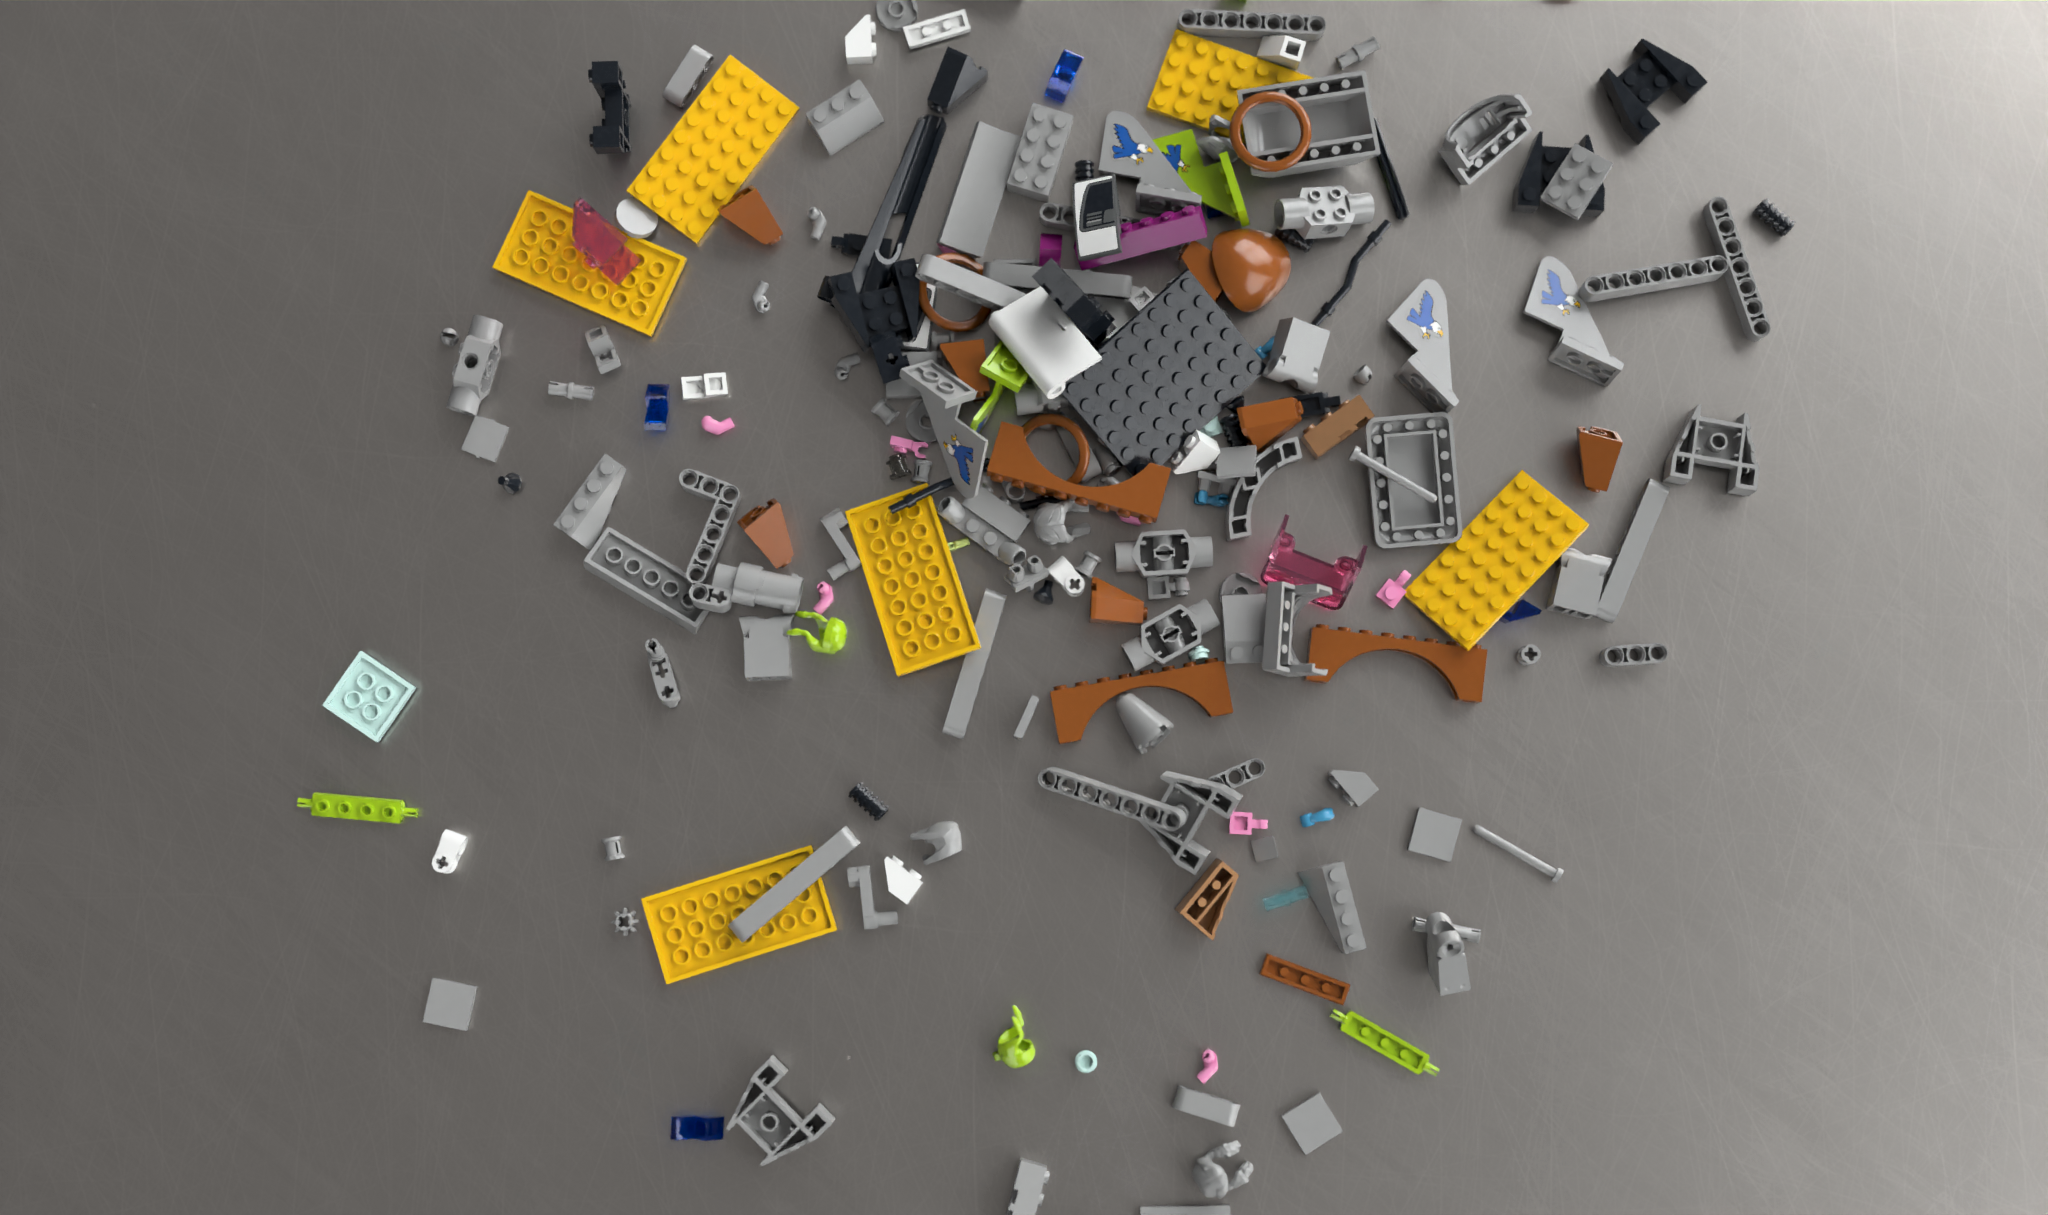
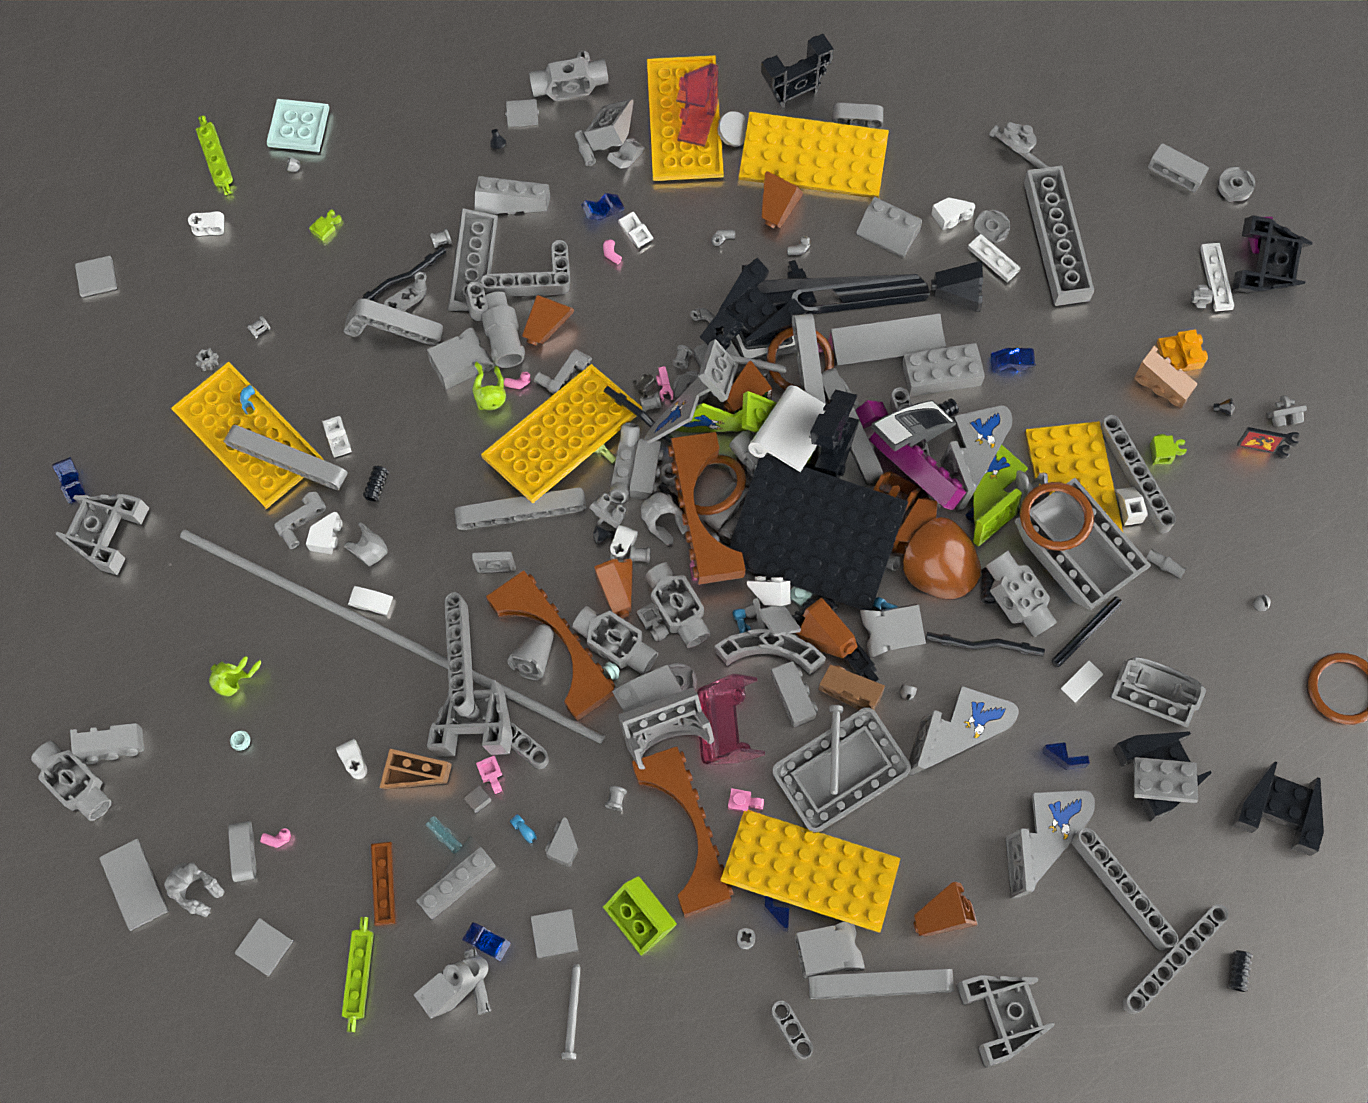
camera: 70 degrees right, 15 degrees down
(419, 725) = (293, 165): none -> light grey hinge
(518, 724) = (325, 226): none -> lime plate
(560, 348) = (610, 125): none -> light grey slope
(604, 601) = (441, 238): none -> light grey bush
(636, 711) = (429, 260): none -> black bar
(676, 716) = (392, 320): none -> light grey beam
(694, 896) = (245, 395): none -> dark azure arm
(790, 819) = (337, 436): none -> white slope
(932, 349) = (760, 364): none -> light grey bar
(999, 864) = (370, 600): none -> white slope
(1037, 867) = (386, 633): none -> light grey piece
(1155, 271) = (898, 487): none -> dark orange window
(1158, 955) = (351, 757): none -> white piece
(1311, 485) = (794, 693): none -> light grey brick
(1331, 712) = (615, 798): none -> light grey bush
(1411, 903) = (486, 941): none -> clear blue slope
(1436, 202) = (1082, 681): none -> white slope
(1458, 744) = (639, 915): none -> lime slope
(1497, 264) = (1058, 753): none -> clear blue slope

